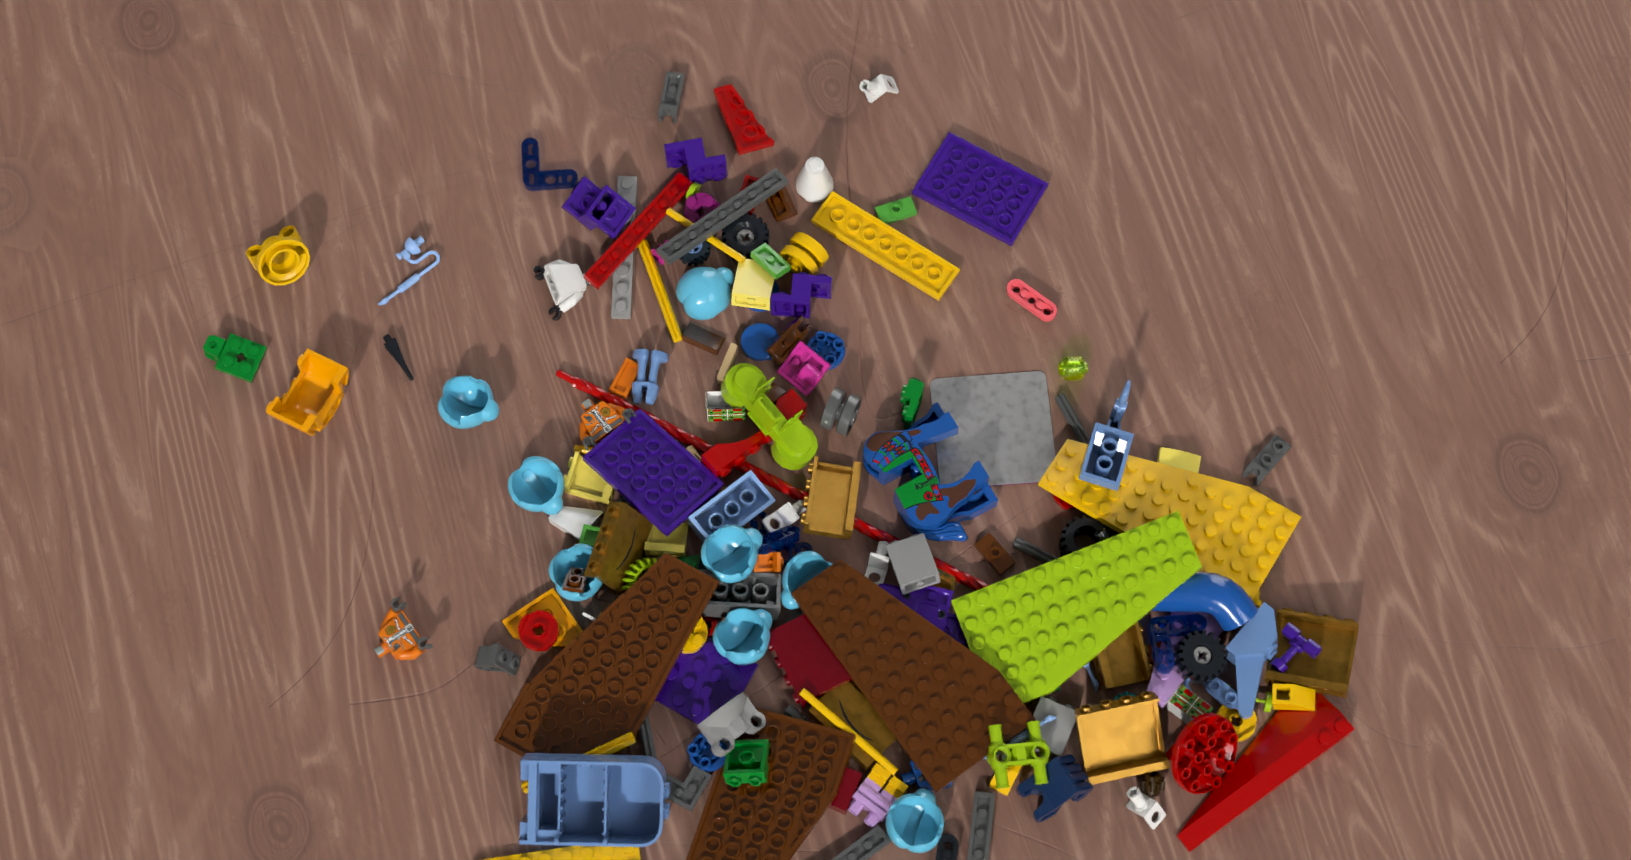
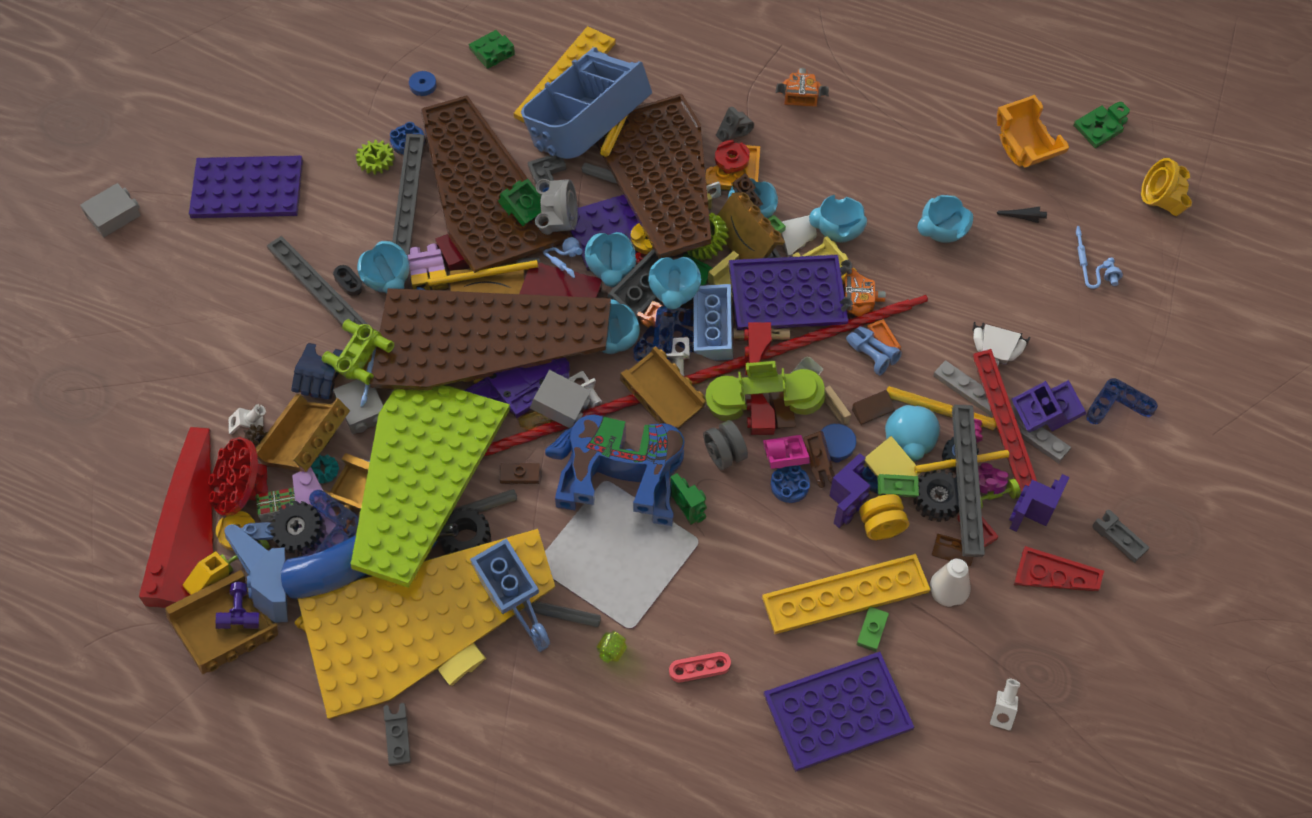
camera: 130 degrees right, 10 degrees down
(751, 691) = (570, 247): none -> light blue piece

